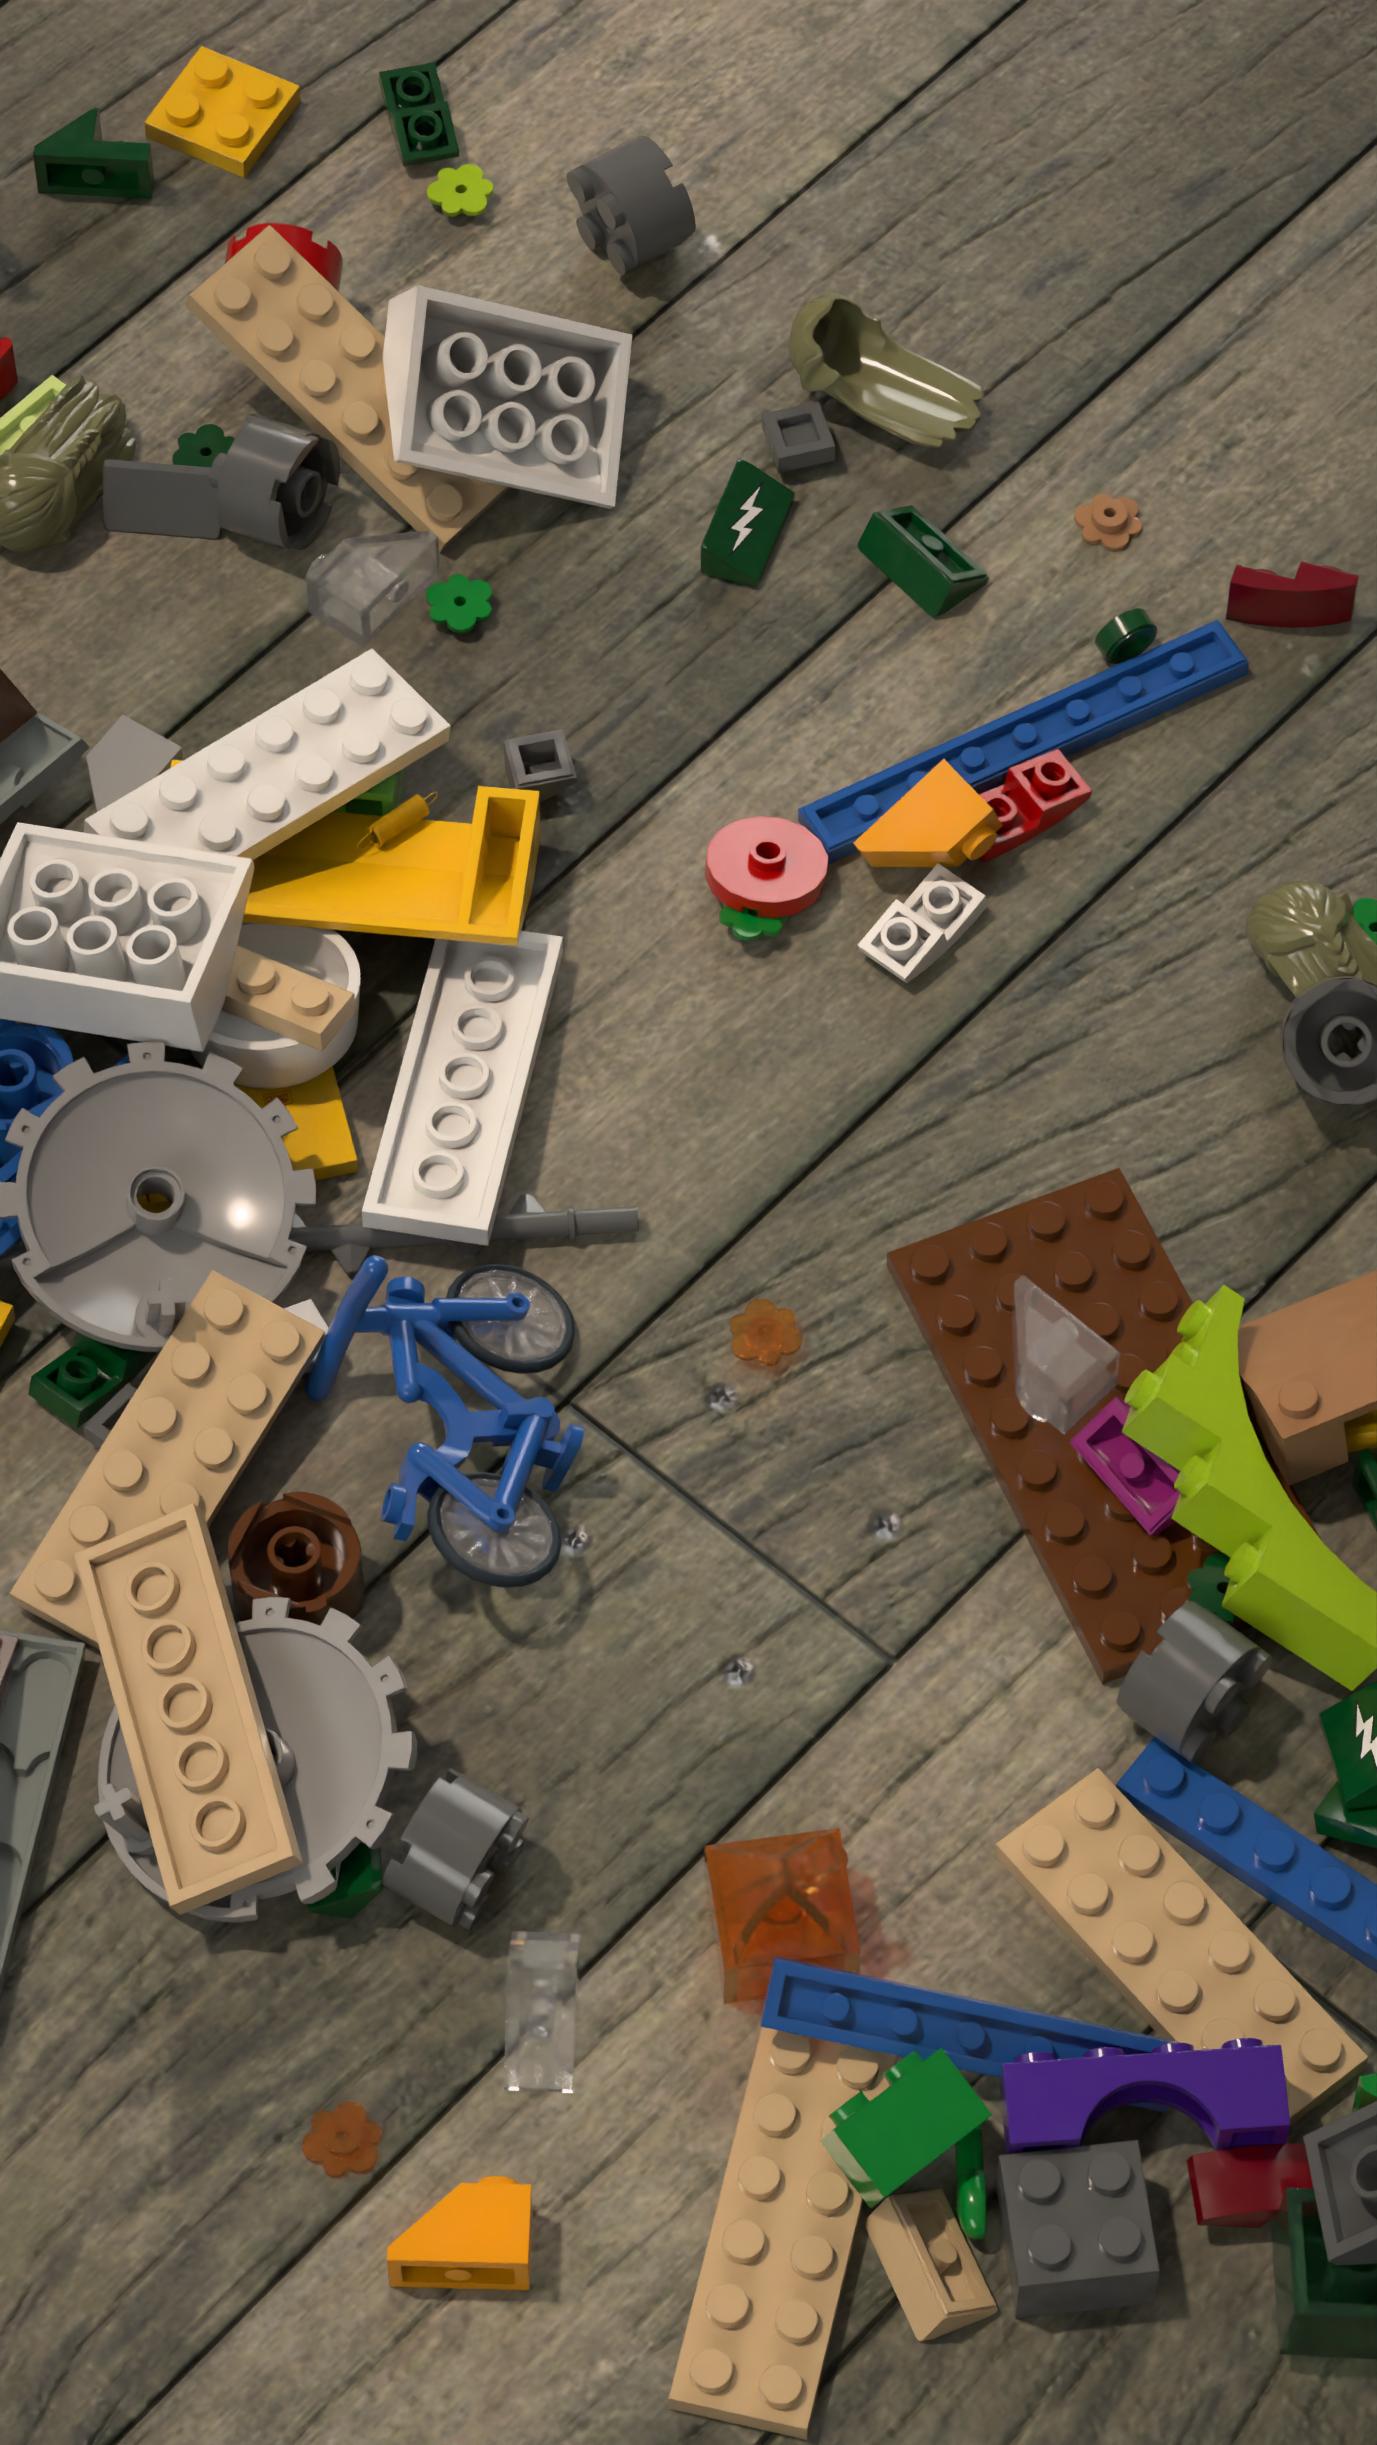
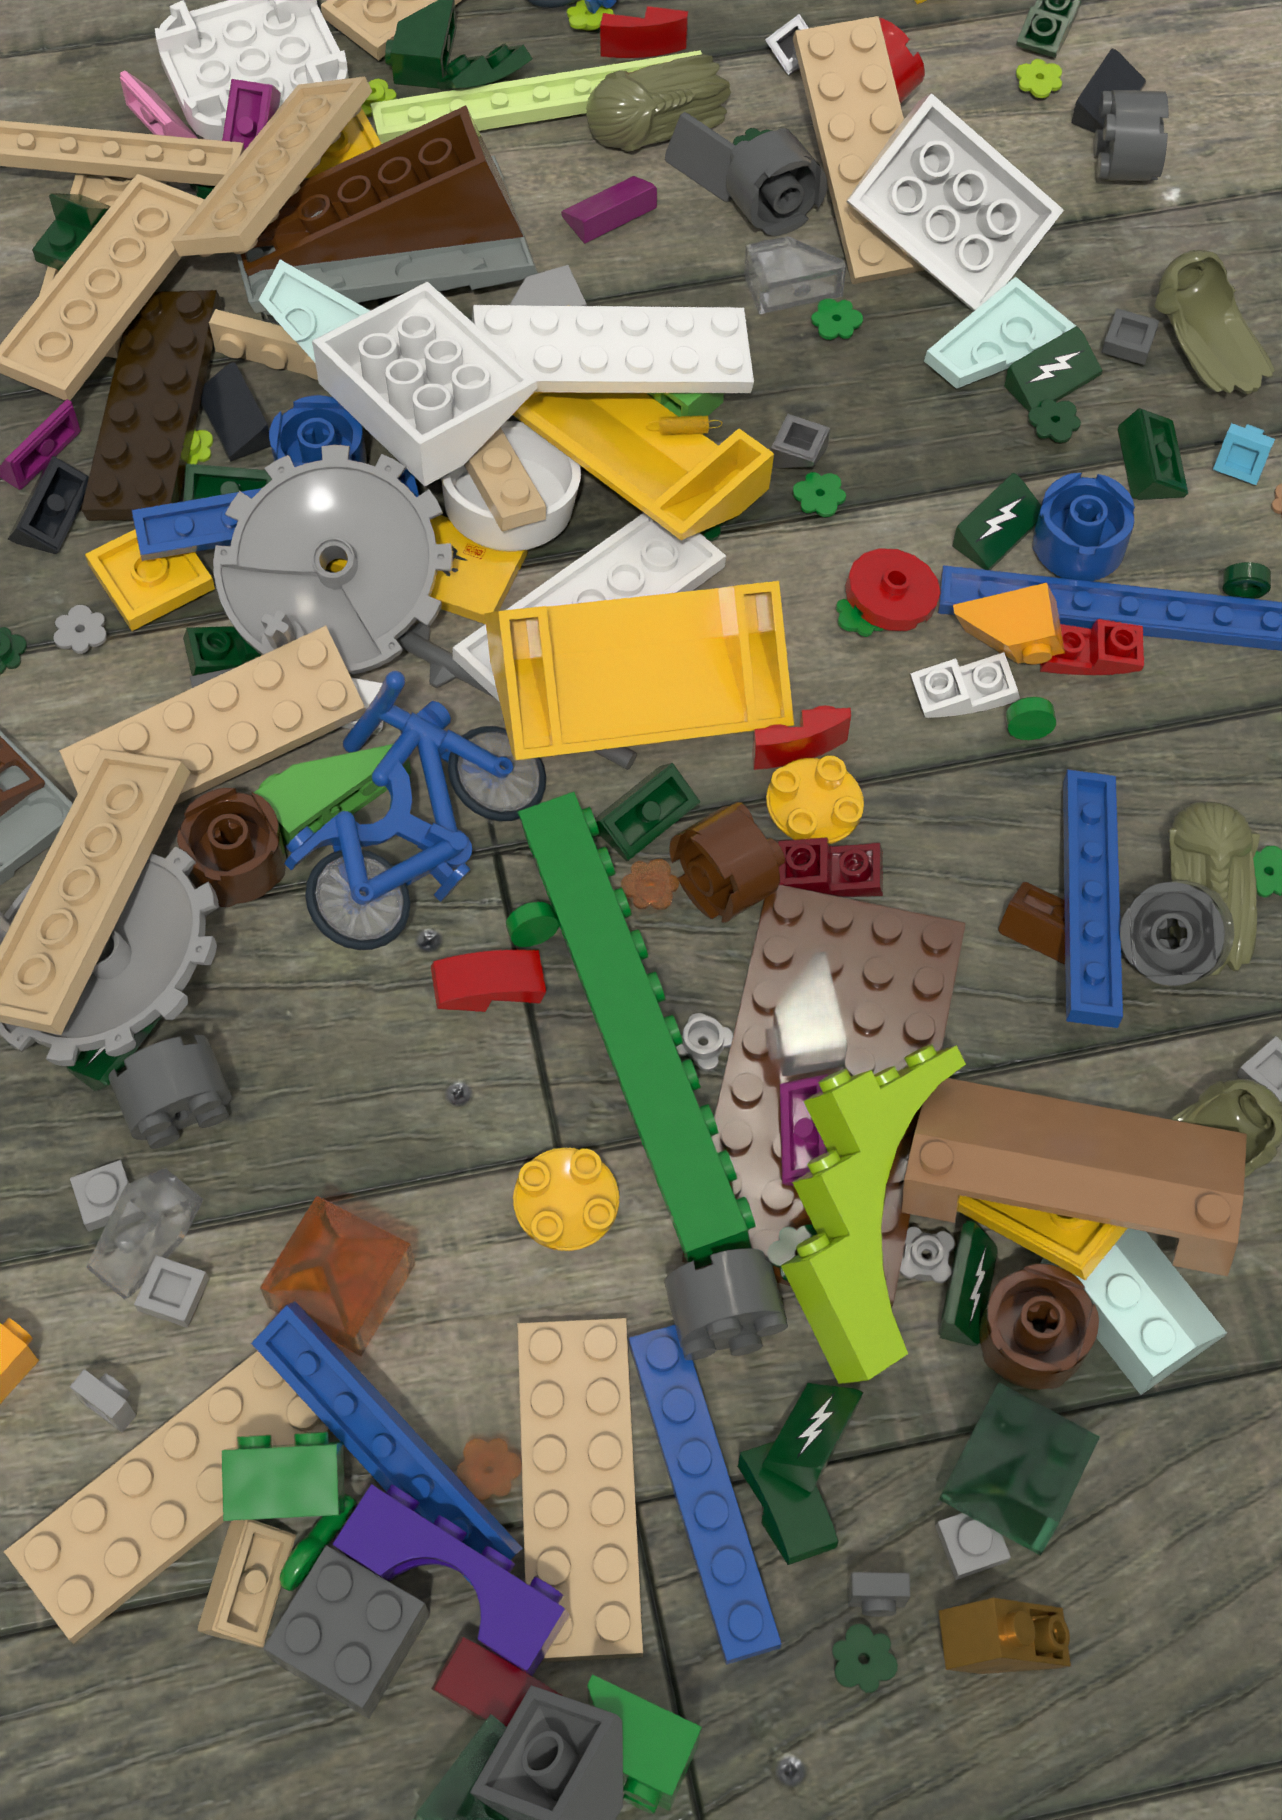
camera: 35 degrees right, 5 degrees up
(95, 620) = (611, 208): none -> magenta slope
(150, 307) = (782, 44): none -> slope
(344, 1444) = (322, 788): none -> bright green slope
(461, 2008) = (99, 1192): none -> light grey plate
(551, 153) = (1112, 74): none -> black slope
(583, 1109) = (640, 669): none -> yellow slope
(601, 809) = (819, 493): none -> green plant
(619, 2047) = (171, 1291): none -> light grey plate
(645, 2191) = (105, 1398): none -> light grey plate
(657, 517) = (996, 335): none -> light aqua wing
(675, 1534) = (477, 978): none -> red slope
(679, 1449) = (532, 924): none -> green tile
(693, 1261) = (646, 811): none -> dark green slope
(788, 578) = (1055, 420): none -> dark green plant
(810, 1069) = (818, 733): none -> red slope
(821, 729) = (998, 523): none -> dark green slope
(837, 1255) = (727, 862): none -> reddish brown brick
(865, 1139) = (815, 799): none -> yellow dish
(876, 1478) = (635, 1033): none -> green brick
(919, 678) = (1084, 527): none -> blue brick
(939, 1199) = (834, 869): none -> dark red slope
(942, 1695) = (566, 1199): none -> yellow dish
(955, 1439) = (705, 1027): none -> light grey plate
(1019, 498) = (1244, 453): none -> medium azure tile
(1020, 916) = (1031, 718): none -> green tile
(1074, 1983) = (480, 1455): none -> clear orange plant
(1209, 1118) = (1036, 921): none -> reddish brown slope
(1231, 1059) = (1092, 900): none -> blue plate
(1345, 1532) = (922, 1269): none -> light grey plate

